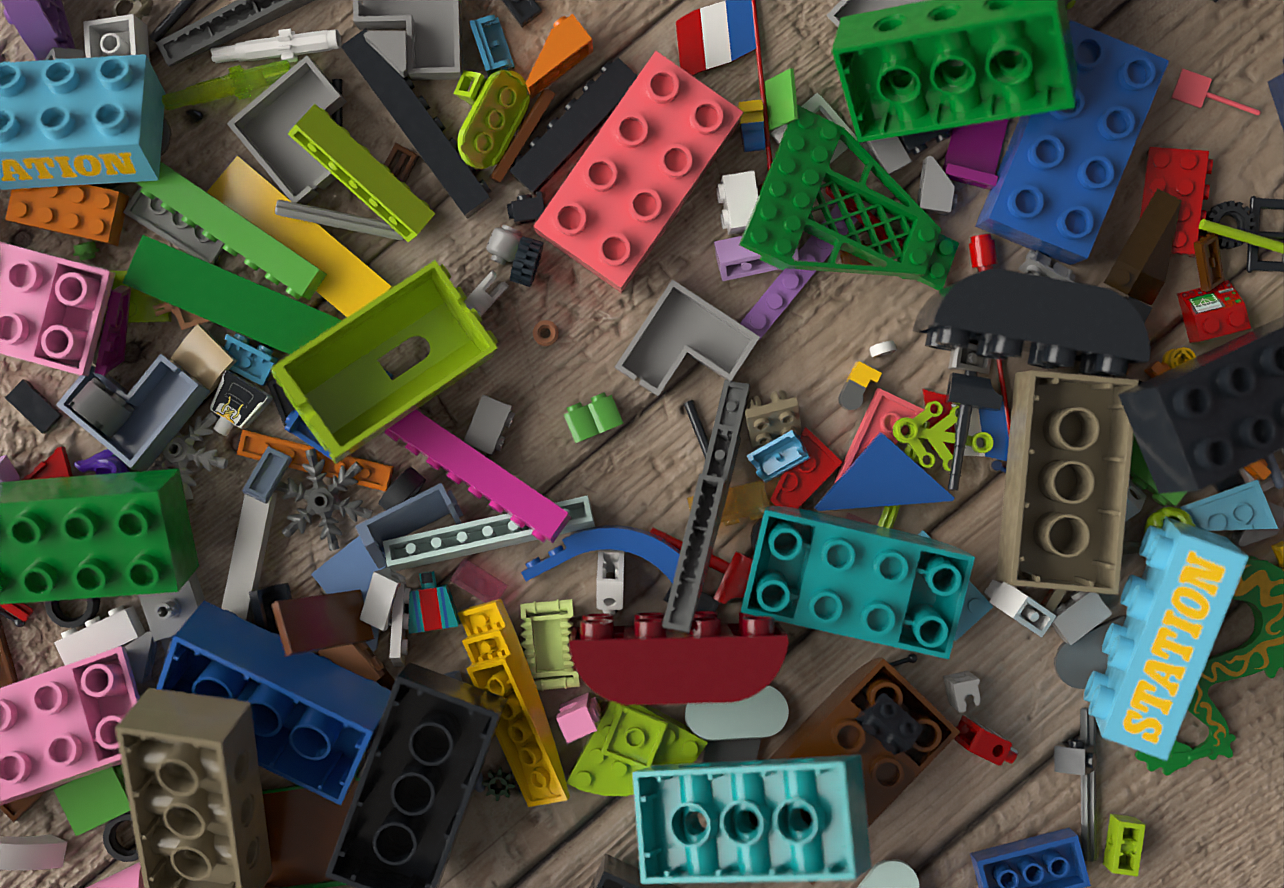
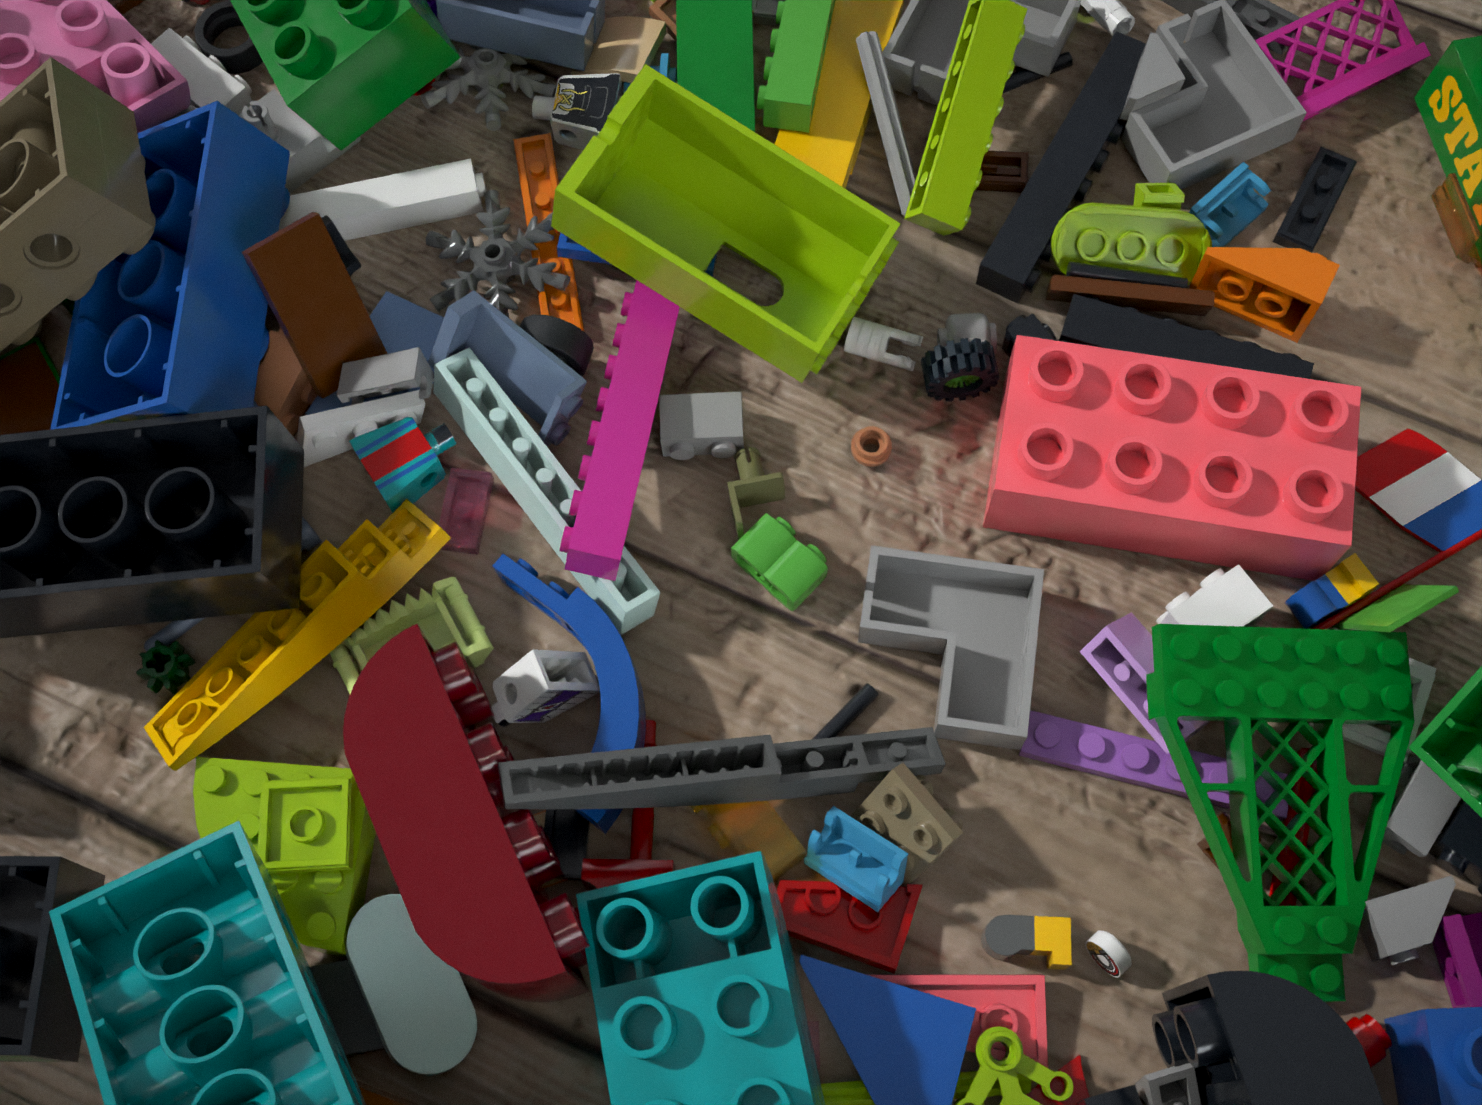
camera: 70 degrees right, 20 degrees down
(267, 475) = (500, 176): sand blue tile -> none
(511, 132) = (1115, 274): none -> black bar
(539, 412) = (753, 486): none -> olive bracket
(579, 717) = (304, 723): bright pink arch -> none

